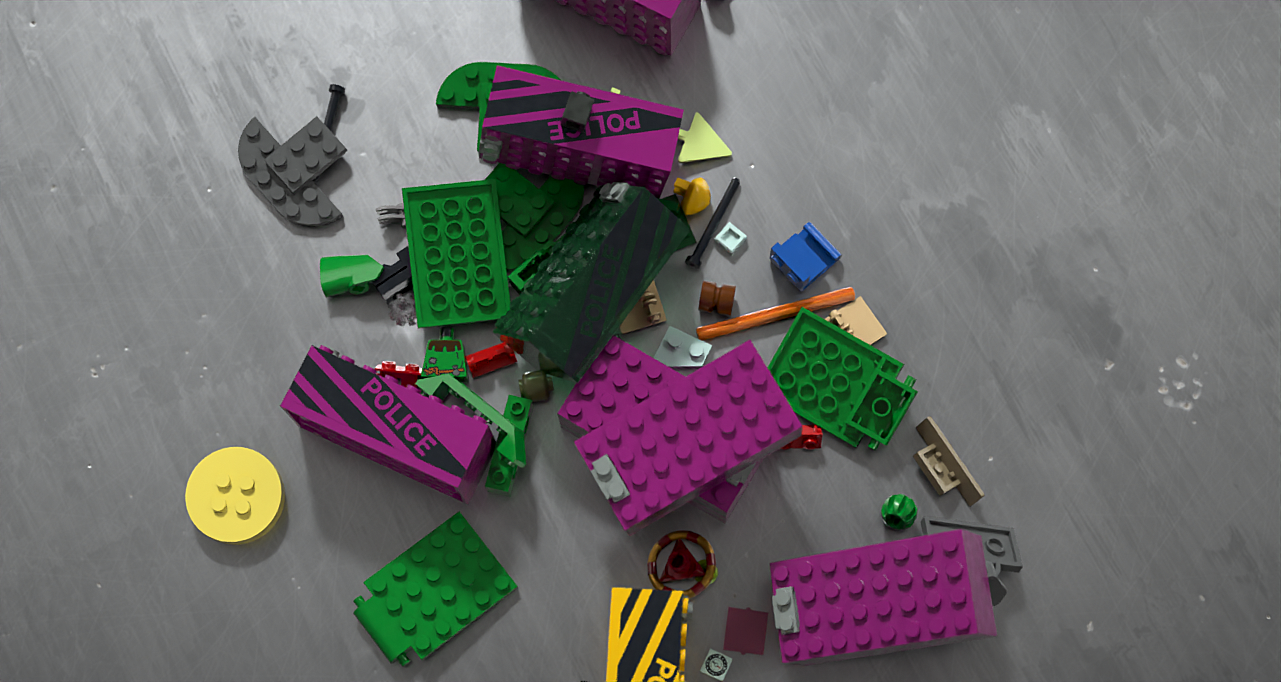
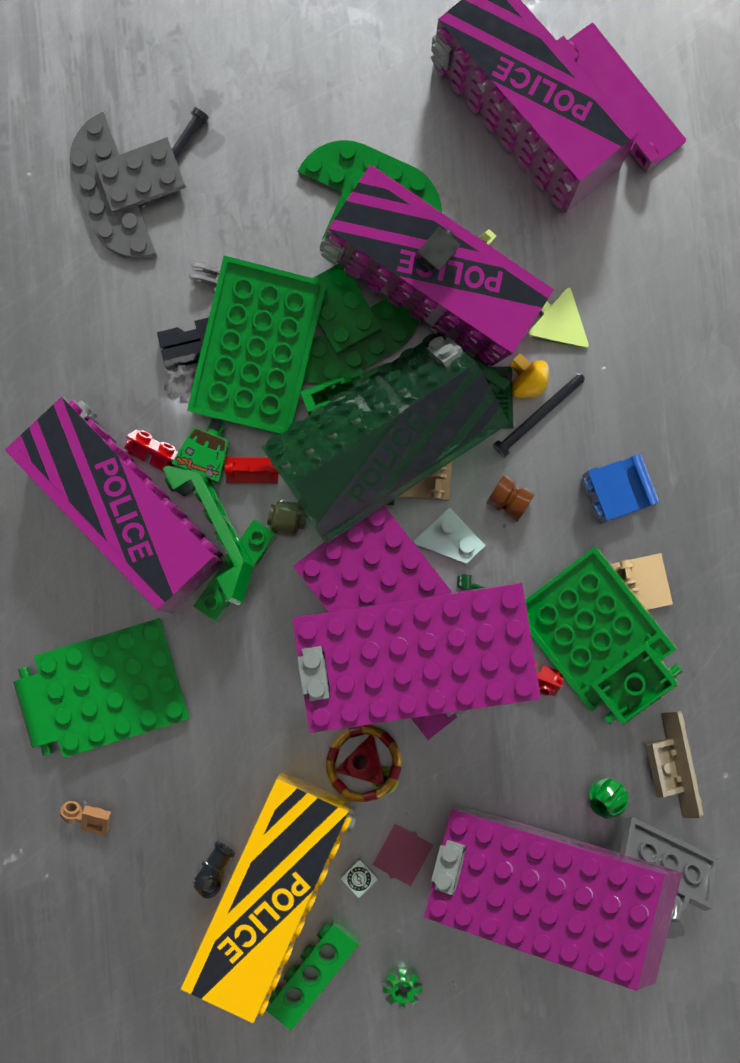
camera: 20 degrees right, 10 degrees up
(348, 273) = (137, 322): green panel -> none
(730, 238) = (550, 438): light aqua tile -> none
(775, 313) = (565, 537): orange axle -> none

